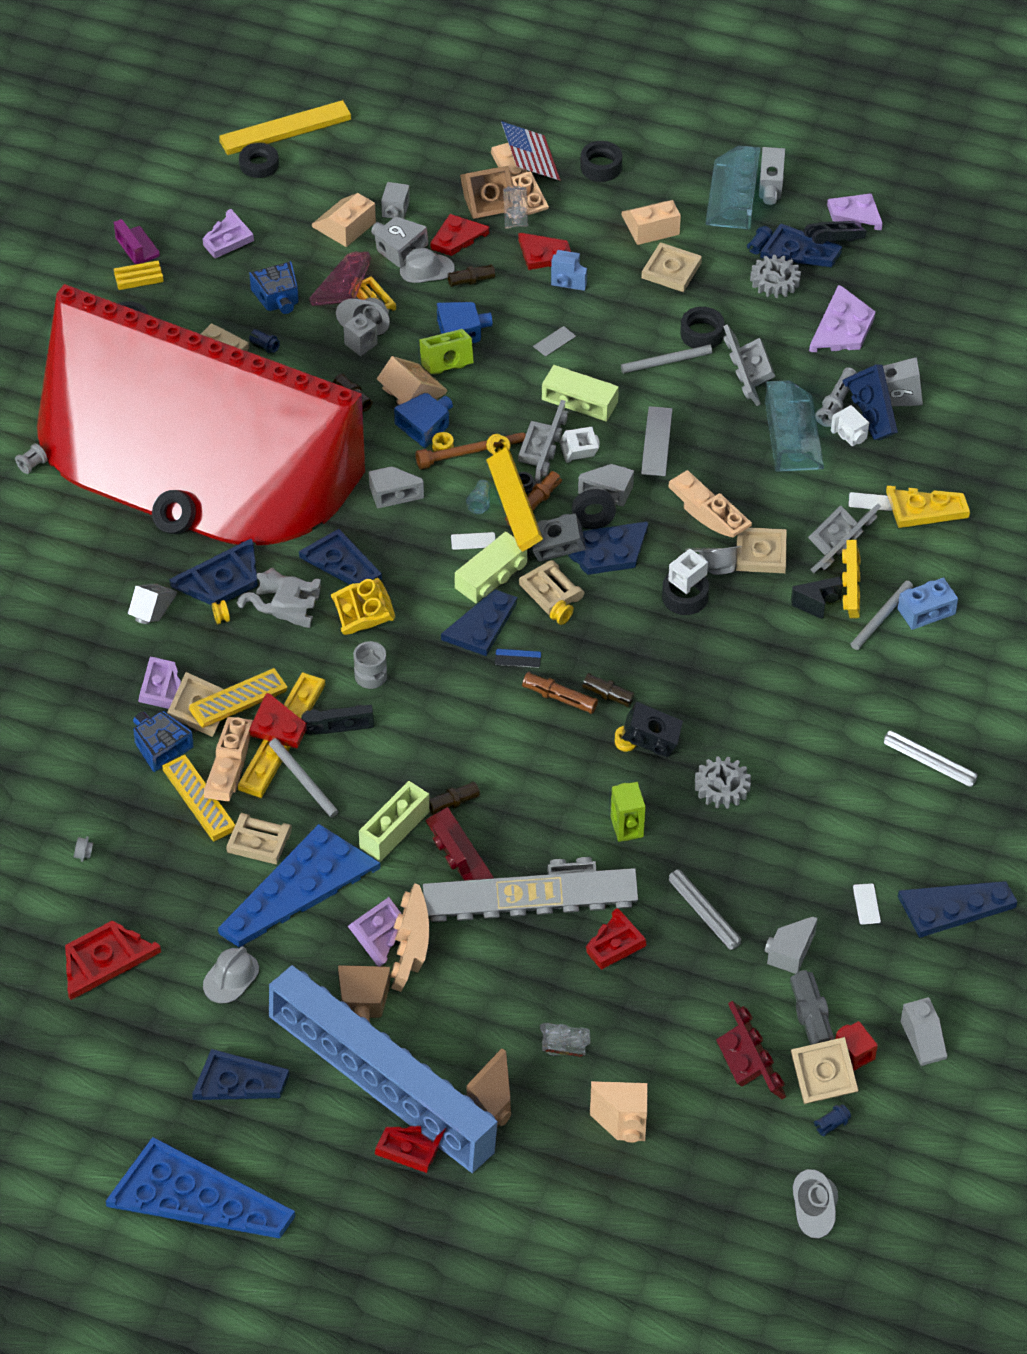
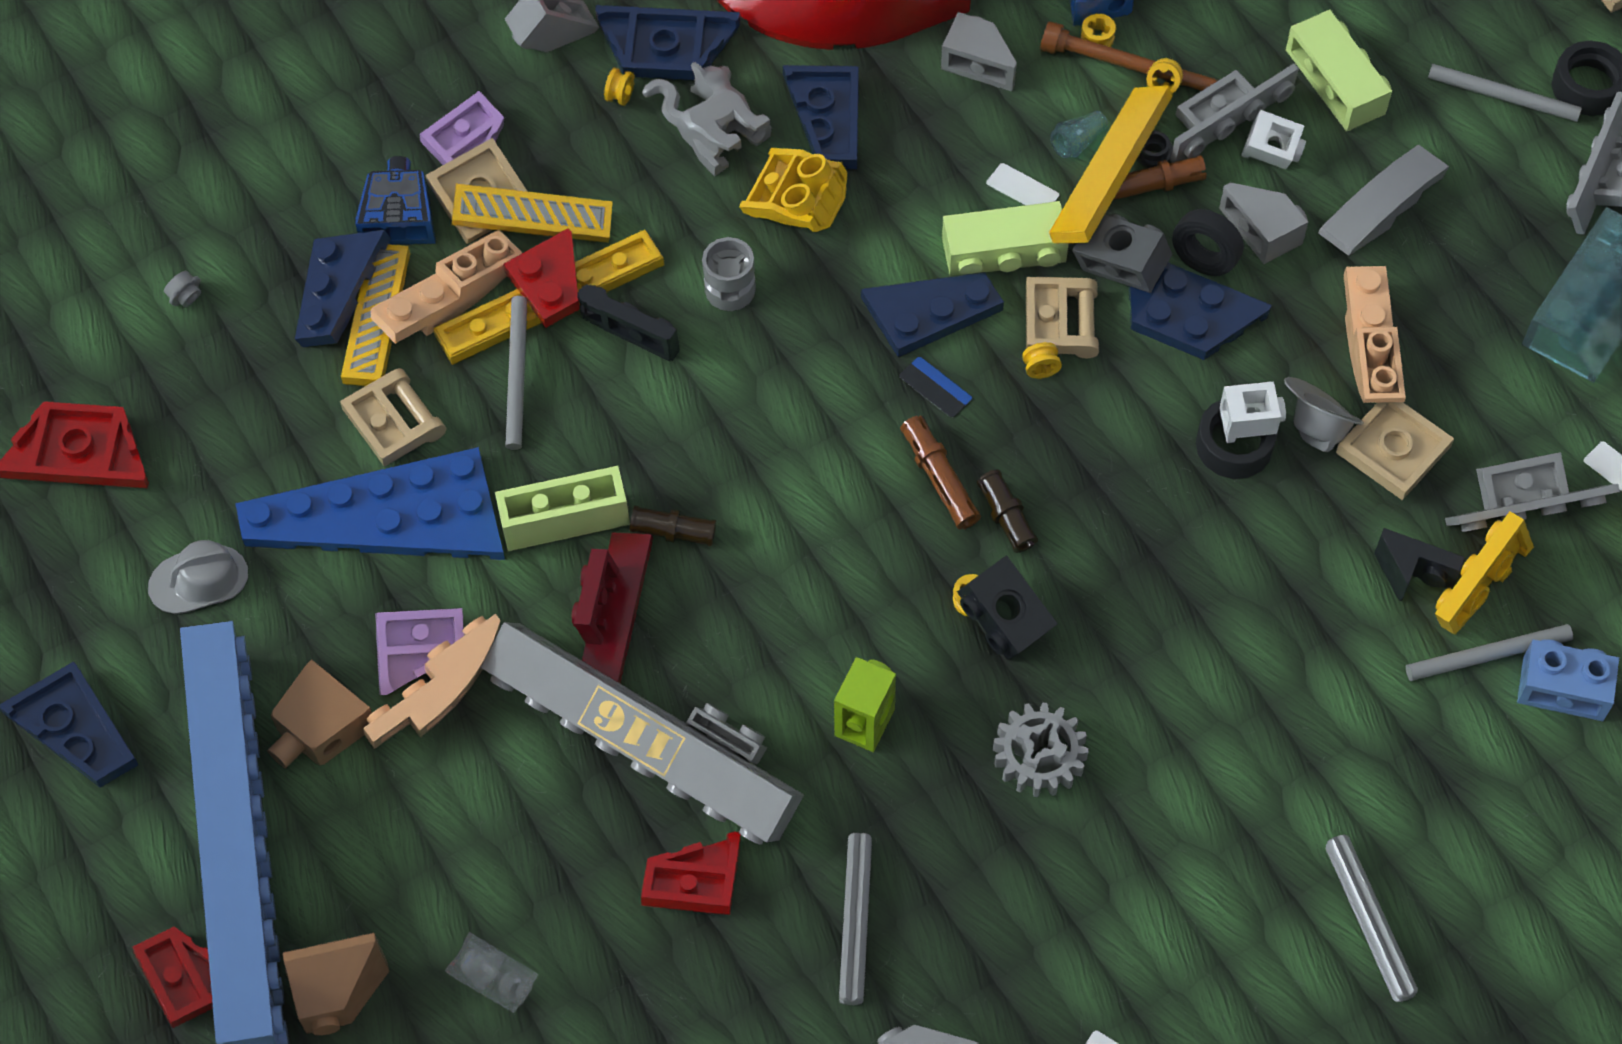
camera: 40 degrees right, 10 degrees up
(164, 795) = (332, 282): none -> dark blue wing

